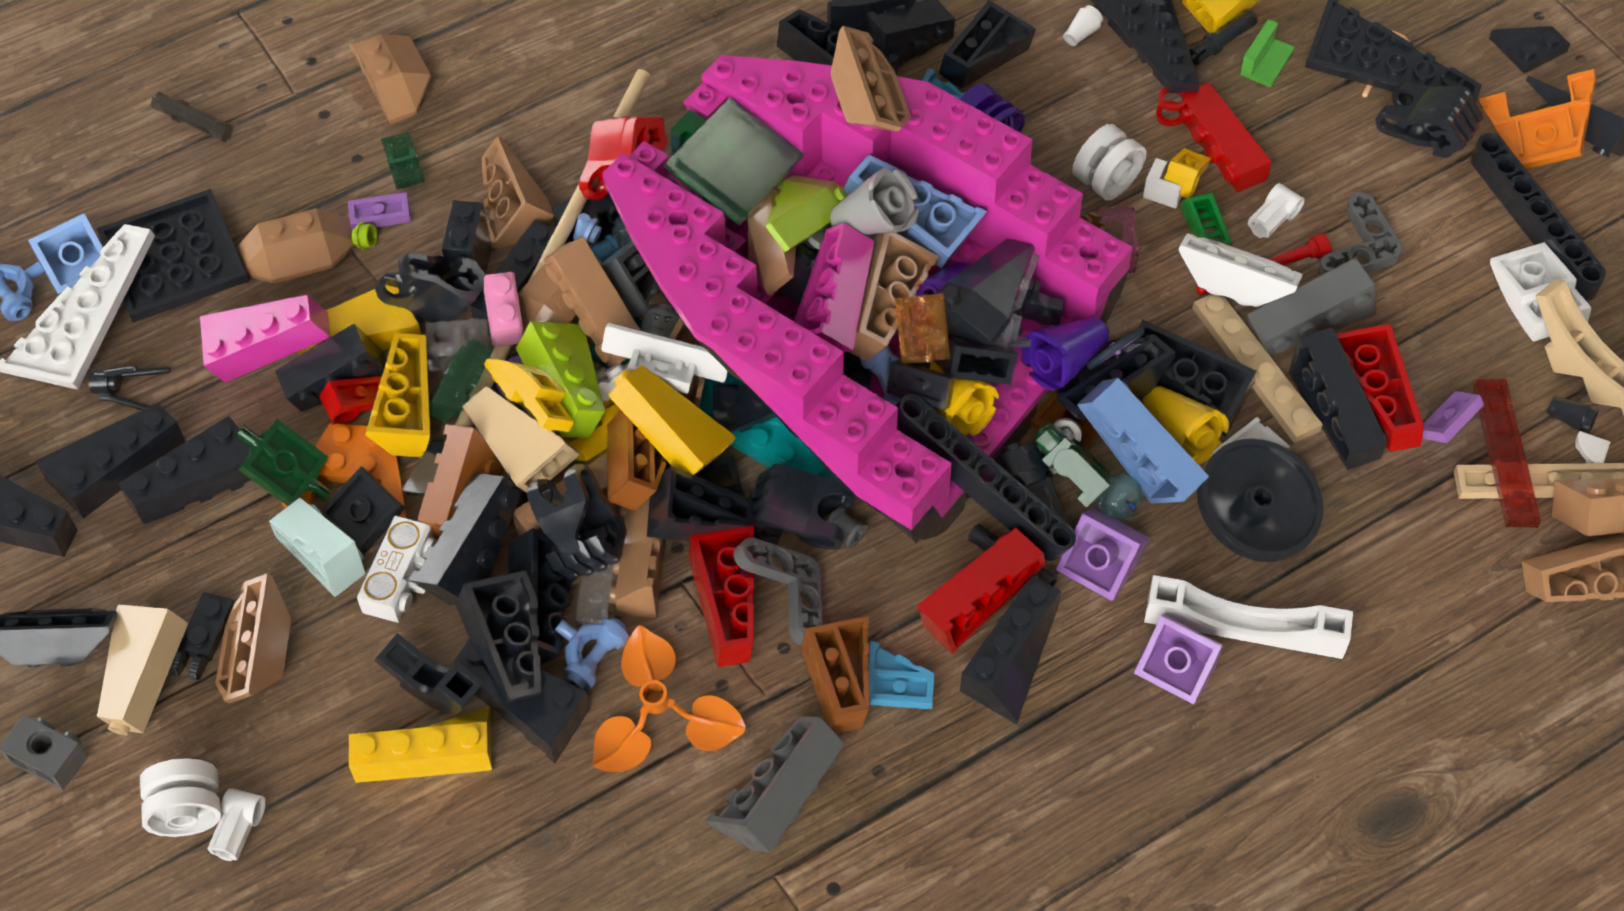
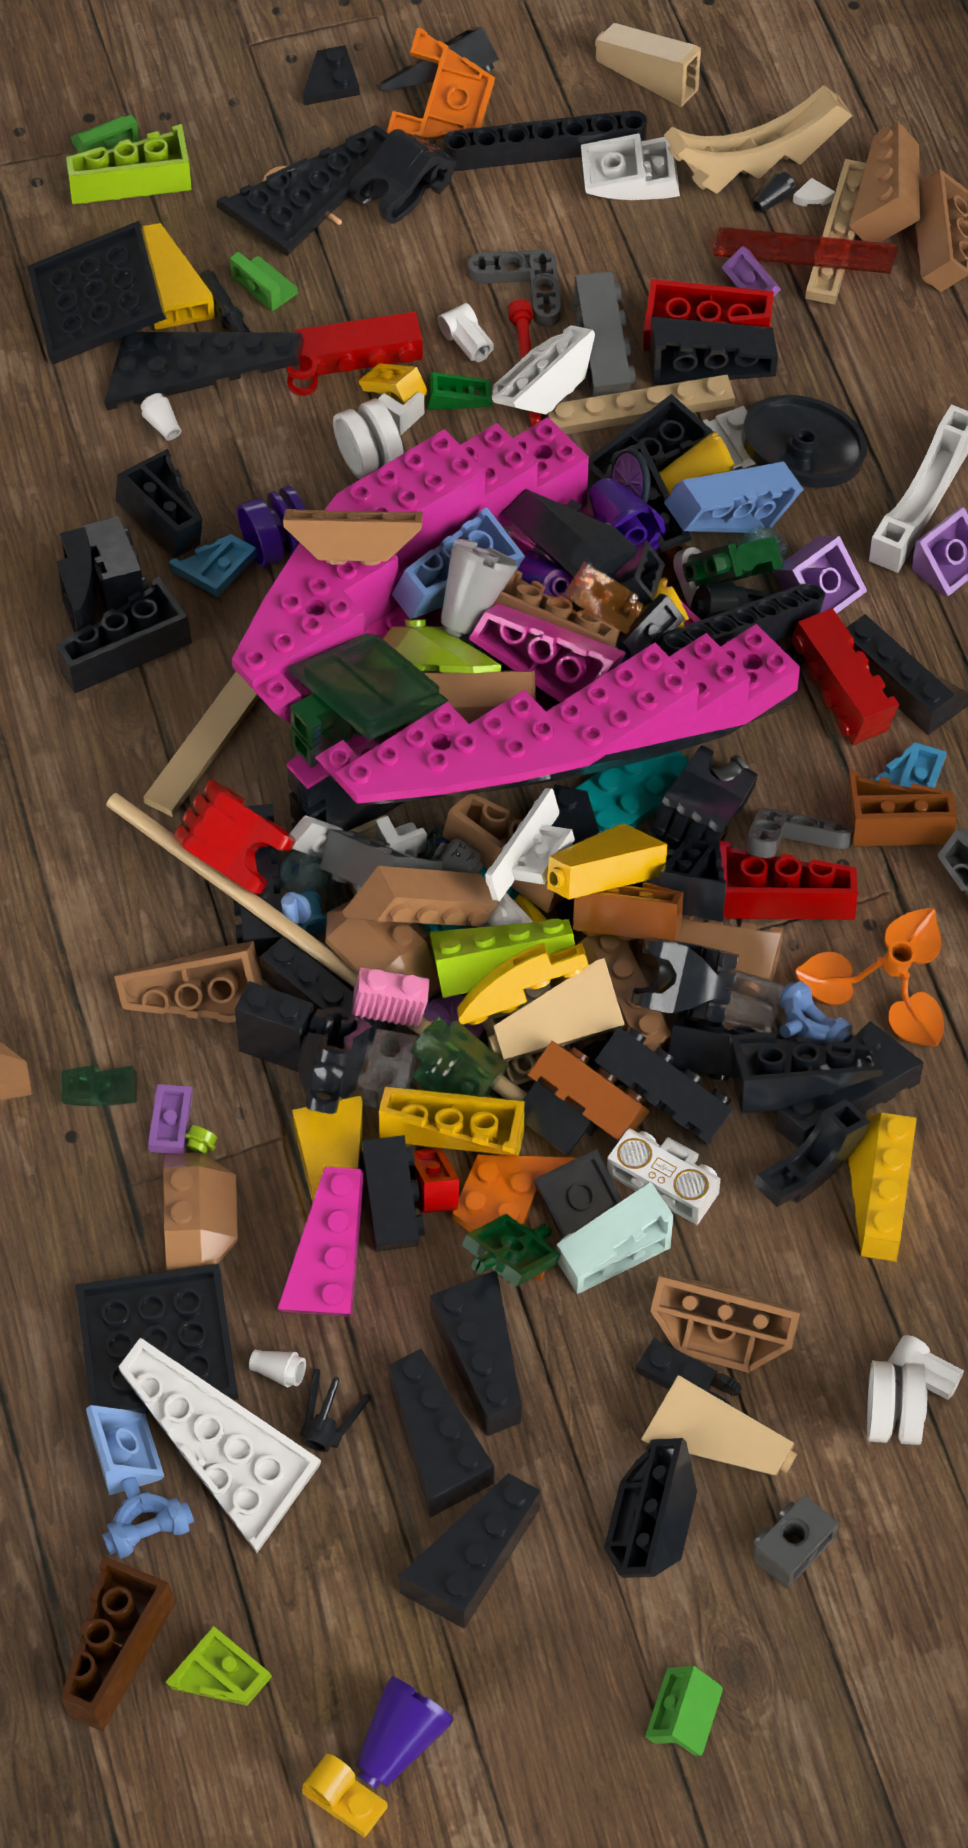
camera: 75 degrees left, 0 degrees up
(161, 341) = (279, 1366): none -> white cone

